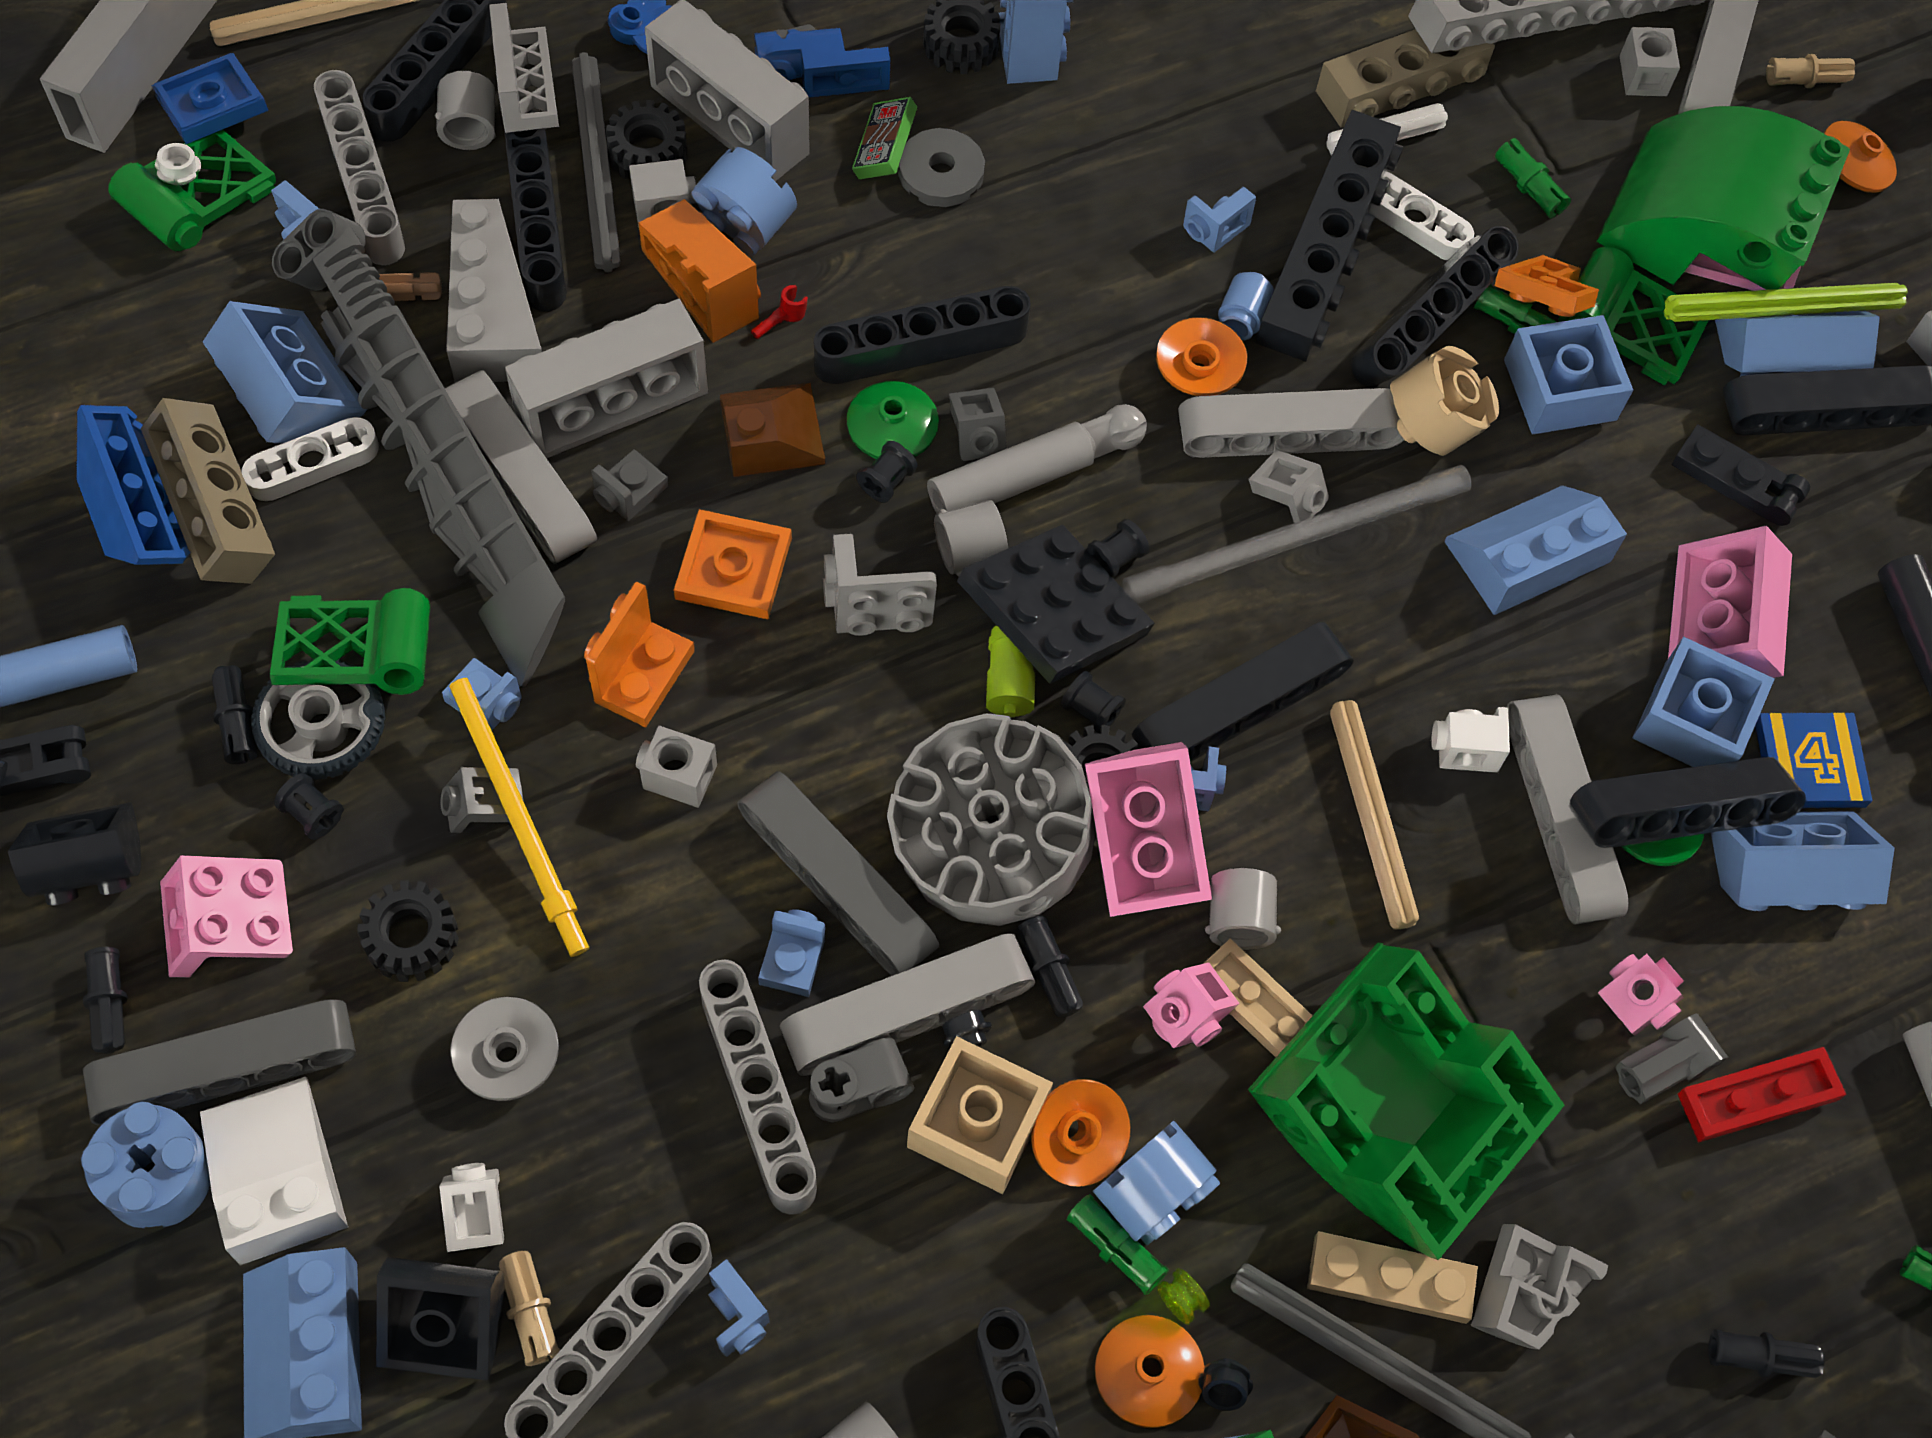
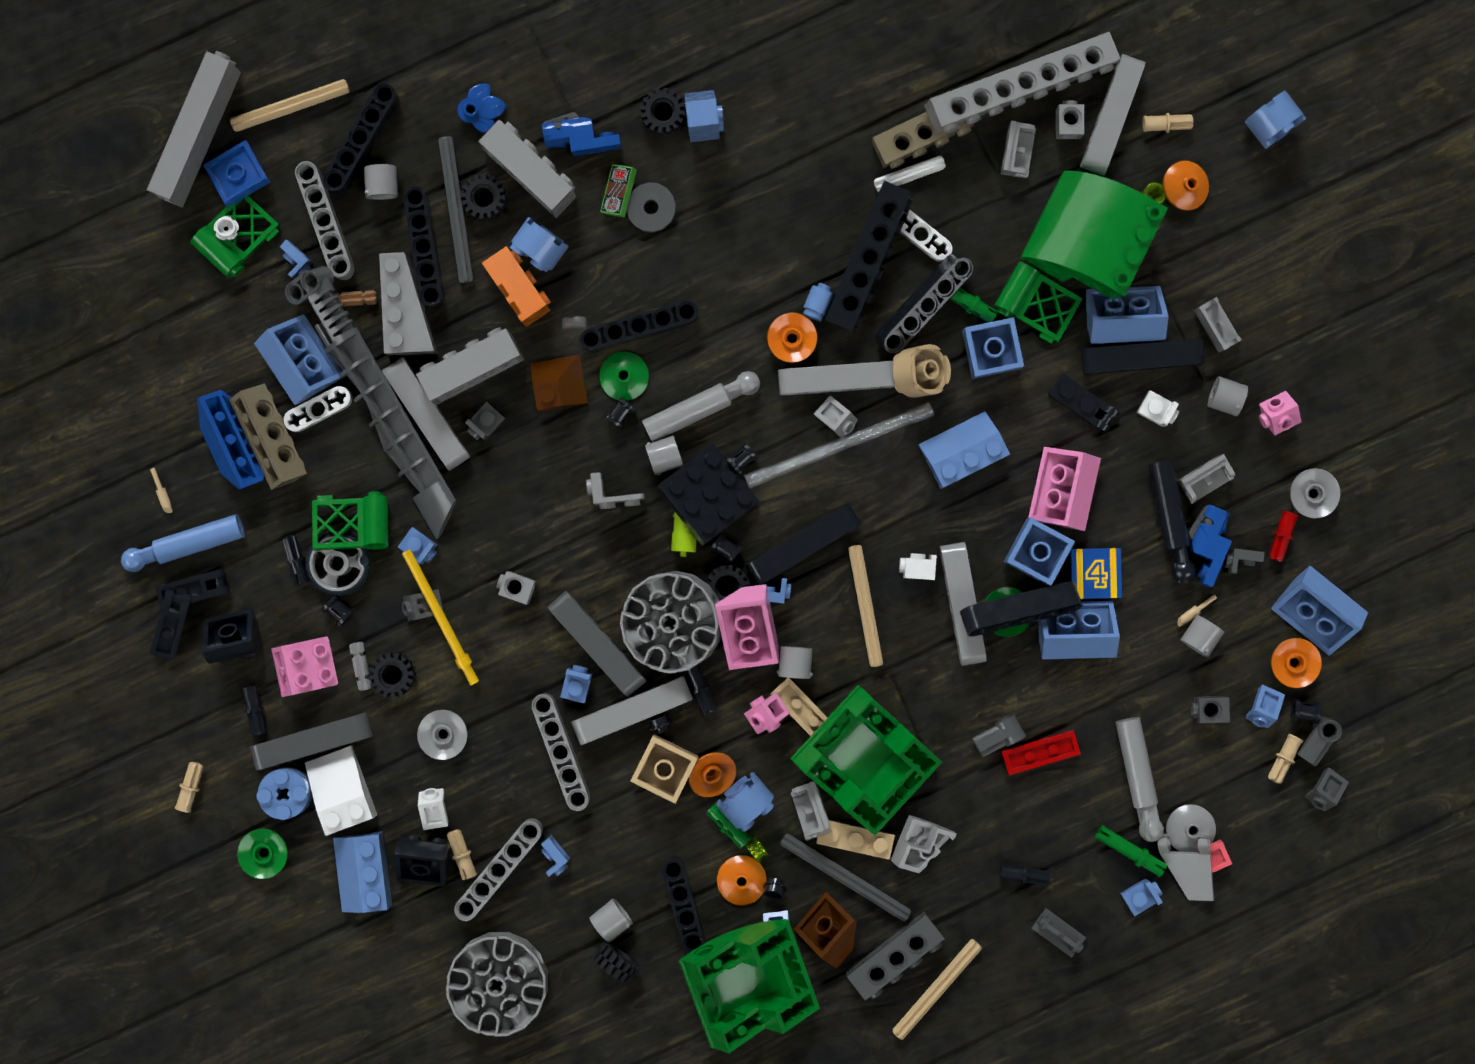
camera: 10 degrees right, 25 degrees up
(59, 1285) = (250, 853): none -> green dish
(343, 916) = (360, 666): none -> light grey axle
(514, 79) = (402, 163): light grey fence -> none
(634, 659) = (495, 530): orange bracket -> none
(659, 186) = (494, 234): light grey brick -> none
(733, 564) = (541, 470): orange plate -> none
(787, 311) = (563, 309): red hand -> none
(802, 330) = (575, 323): none -> clear tile
(867, 1078) = (613, 746): dark grey piece -> none
(978, 423) = (669, 380): dark grey bracket -> none
(1222, 222) = (811, 243): medium blue bracket -> none
(1297, 1207) = (811, 810): none -> light grey hinge
(1532, 178) = (991, 206): green pin -> none
(1549, 283) = (983, 290): orange plate -> none
(1566, 99) = (1018, 149): none -> light grey hinge
(1622, 993) = (987, 705): bright pink brick -> none
(1784, 302) = (1118, 306): lime axle -> none
(1878, 486) = (1158, 409): none -> white bracket

